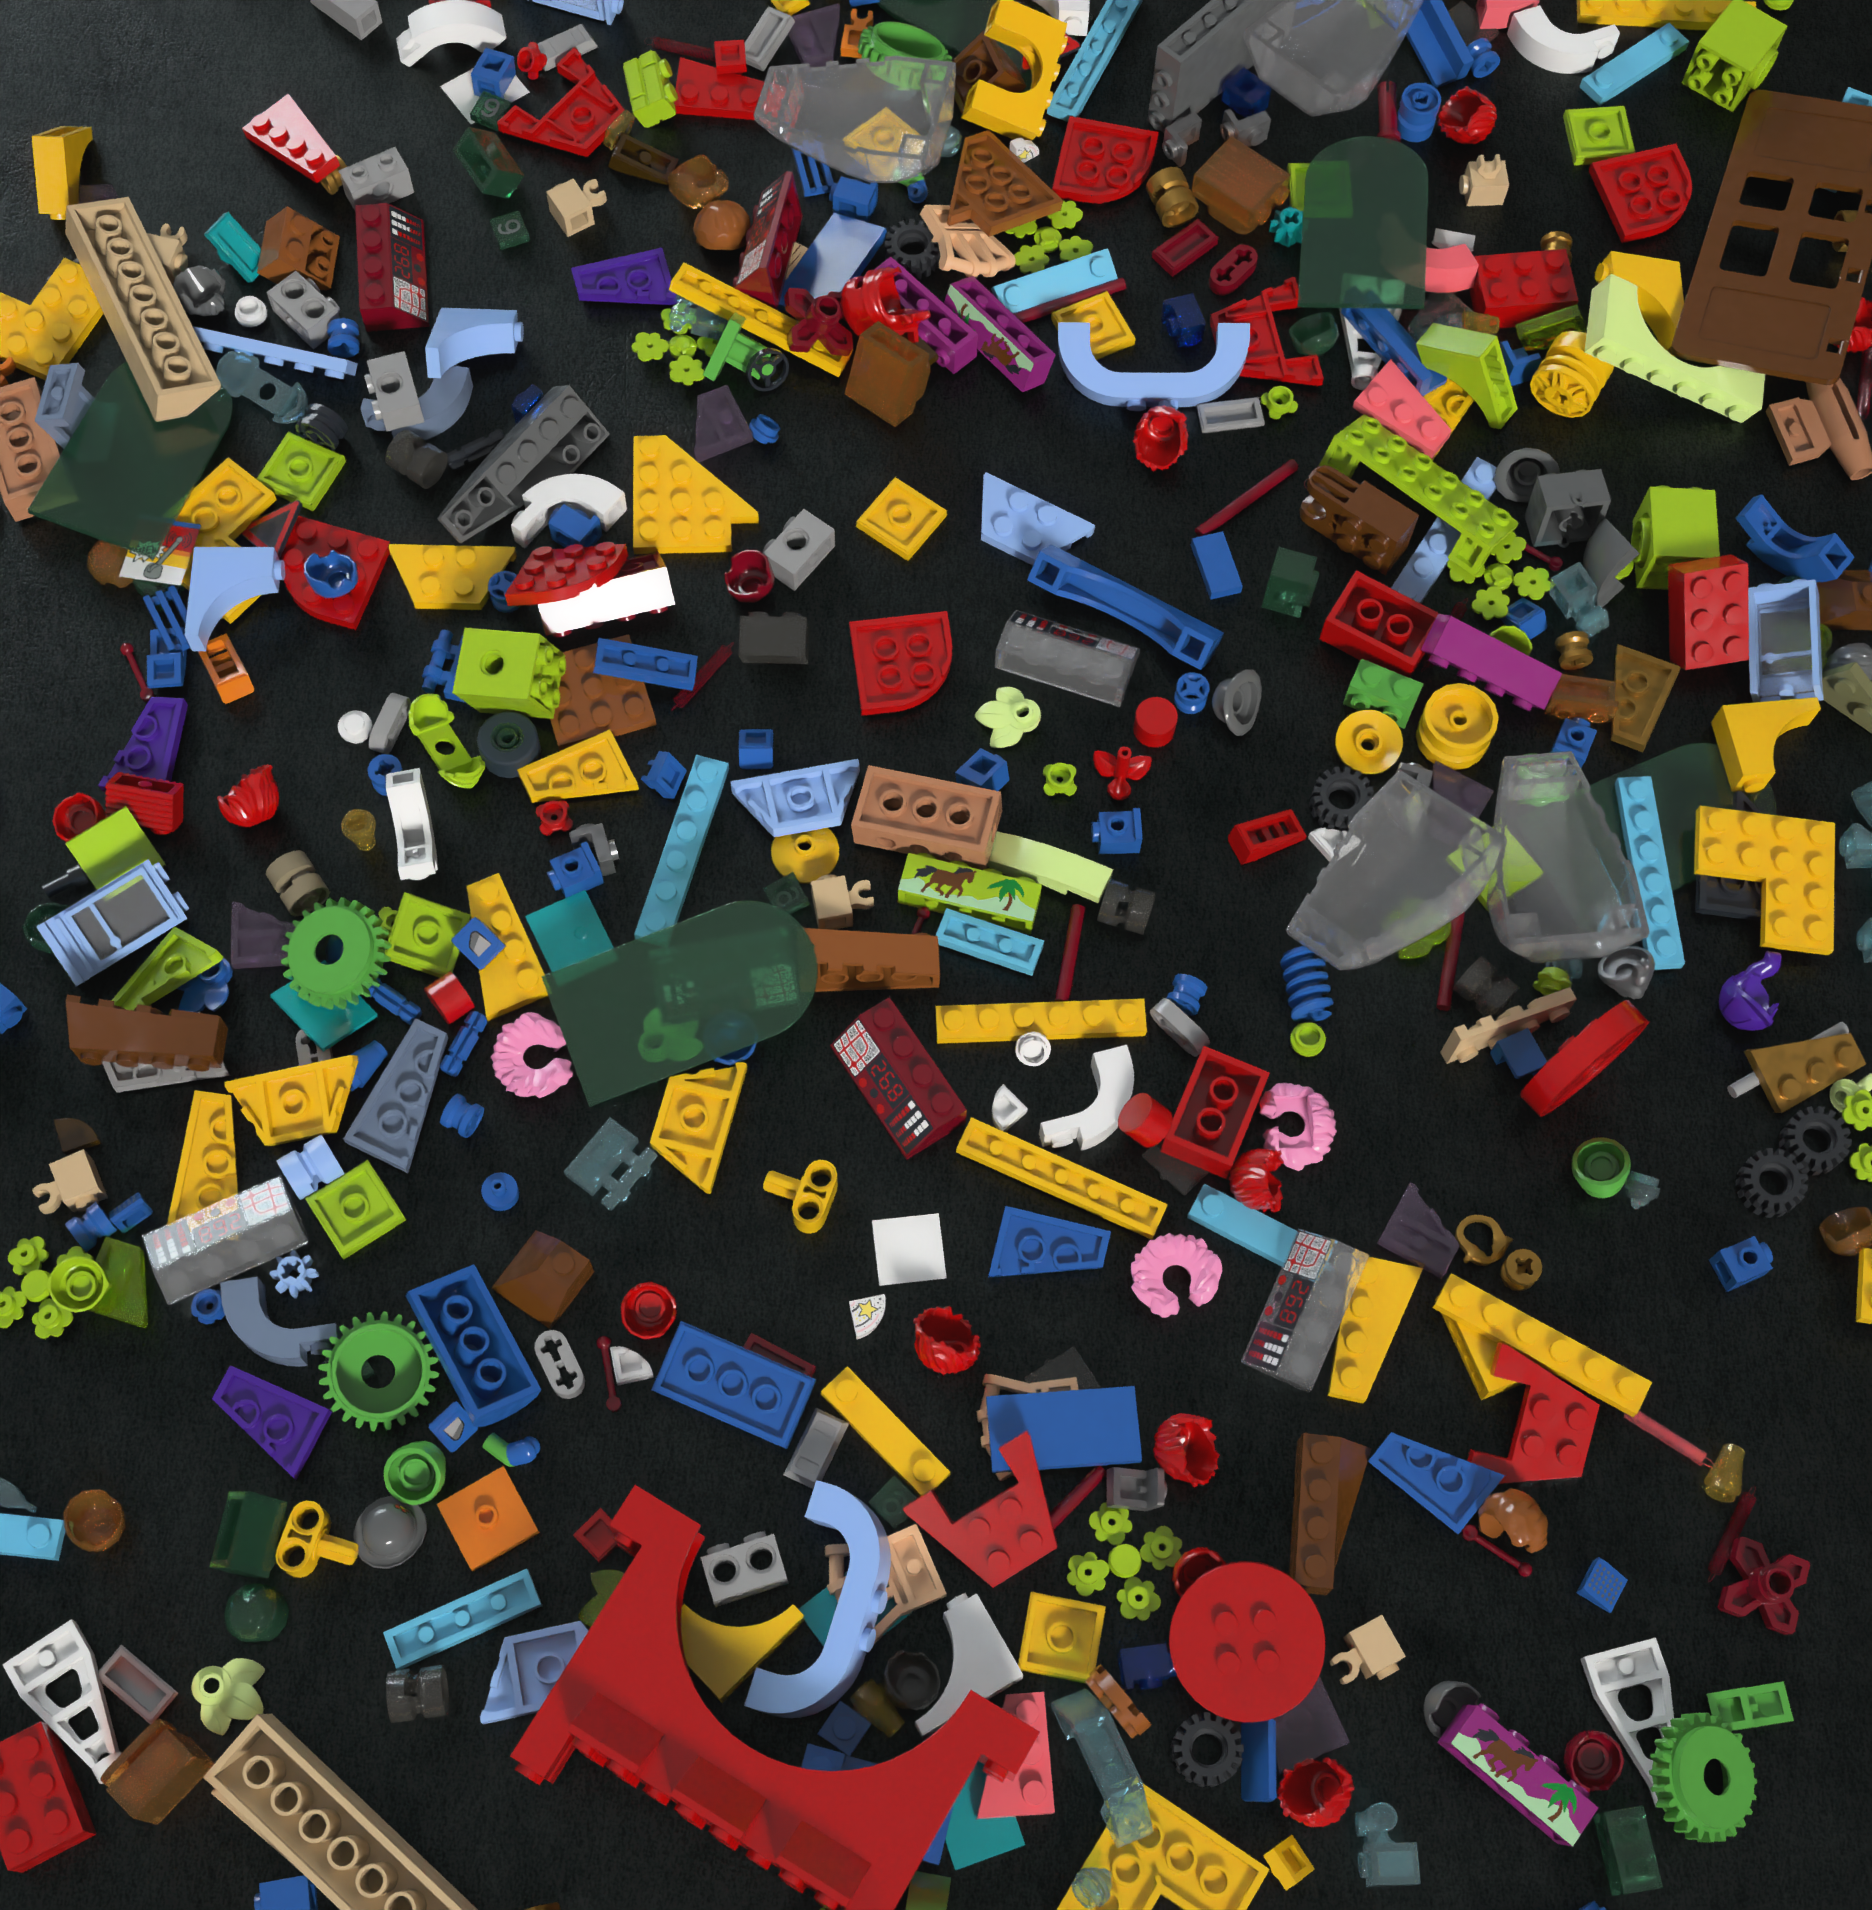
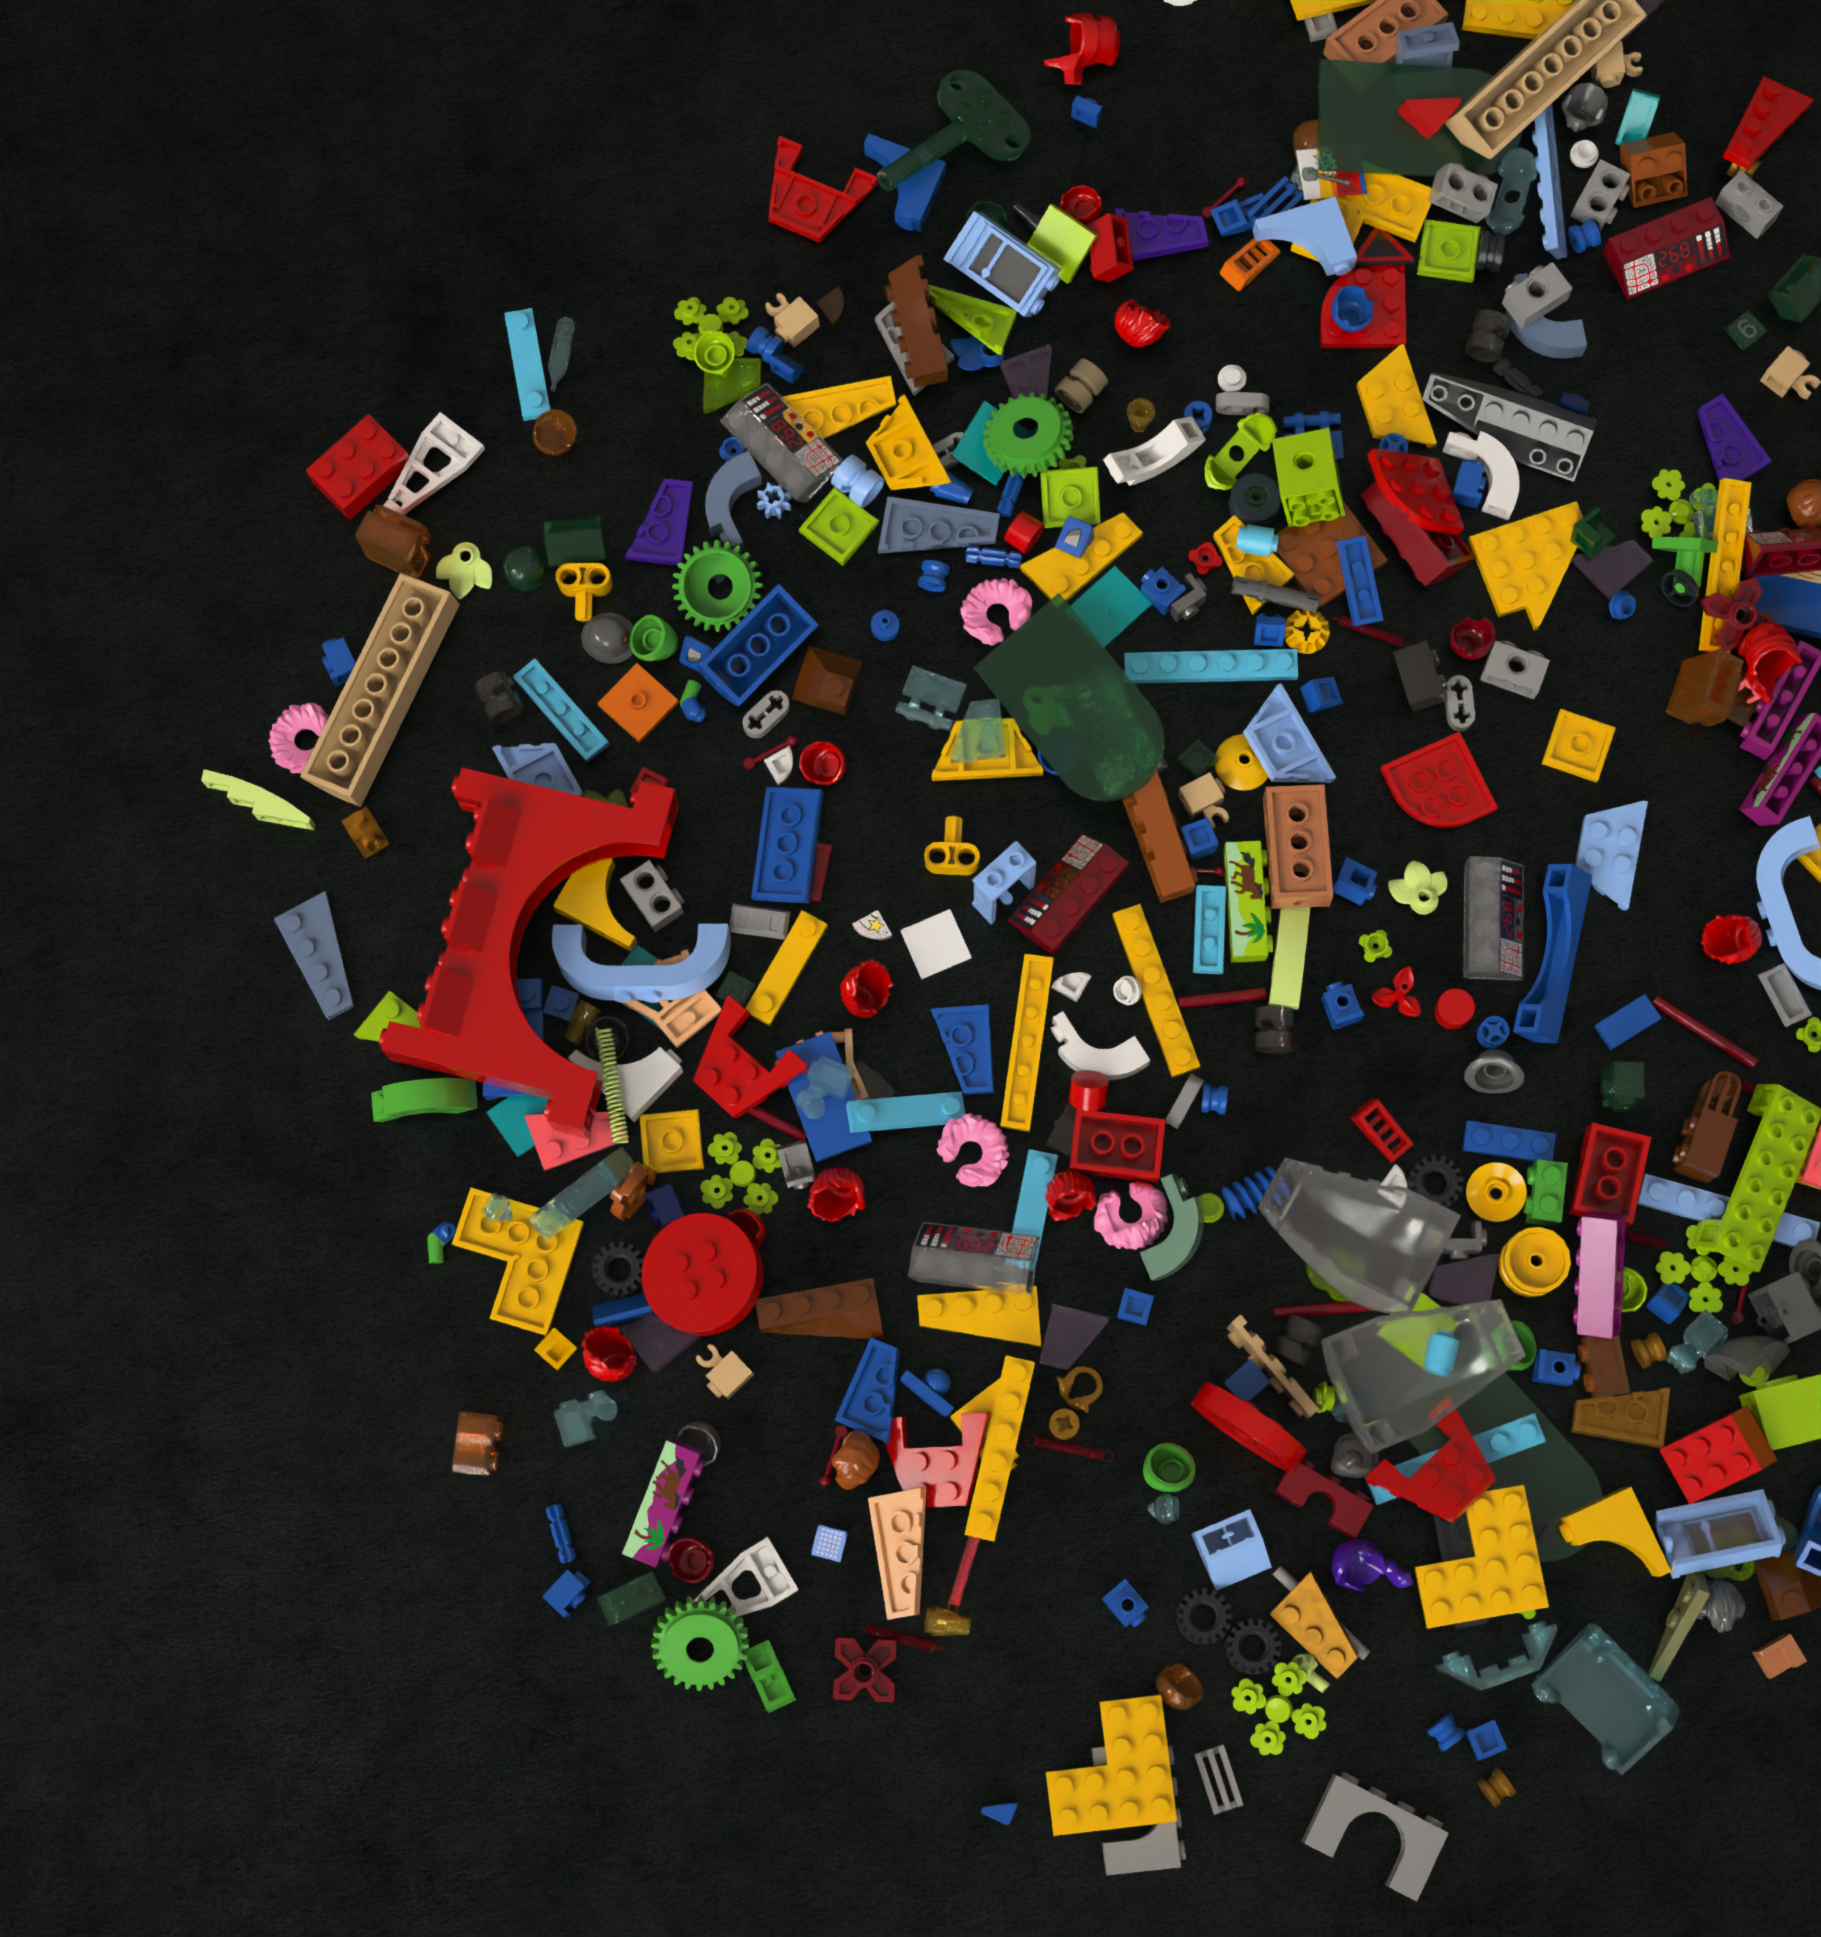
camera: 80 degrees right, 10 degrees up
(136, 1684) = (453, 506): light grey tile -> none
(142, 430) = (1428, 114): none -> red slope
(243, 431) = (1461, 197): none -> light grey brick
(470, 334) = (1620, 331): light blue arch -> none
(559, 751) = (1257, 540): none -> medium azure brick
(620, 762) = (1268, 592): none -> dark grey pin
(676, 1116) = (980, 733): none -> clear light blue wing
(679, 430) = (1591, 534): none -> dark green panel
(683, 752) = (1296, 638): none -> yellow gear
(818, 612) = (1453, 703): none -> light grey beam
(874, 1135) = (999, 876): none -> light blue door
(882, 914) = (1199, 839): none -> blue panel
(918, 1676) = (608, 1092): none -> yellowish green piece
(1048, 1414) = (826, 1079): none -> clear light blue brick
(1108, 1339) = (904, 1111): none -> medium azure plate
(1314, 716) = (1508, 1142): none -> blue plate
(1350, 1080) = (1184, 1237): none -> sand green arch
(1402, 1151) = (1135, 1306): none -> blue plate
(1443, 1404) = (933, 1386): none -> blue tile
(1541, 840) = (1441, 1353): none -> medium azure brick
(1550, 1274) = (1068, 1449): none -> dark red piece
(1622, 1499) = (899, 1541): none -> light nougat wing
(1682, 881) = (1447, 1480): none -> red wing
(1684, 996) = (1348, 1508): none -> dark red arch
(1701, 1128) = (1232, 1549): none -> light blue slope

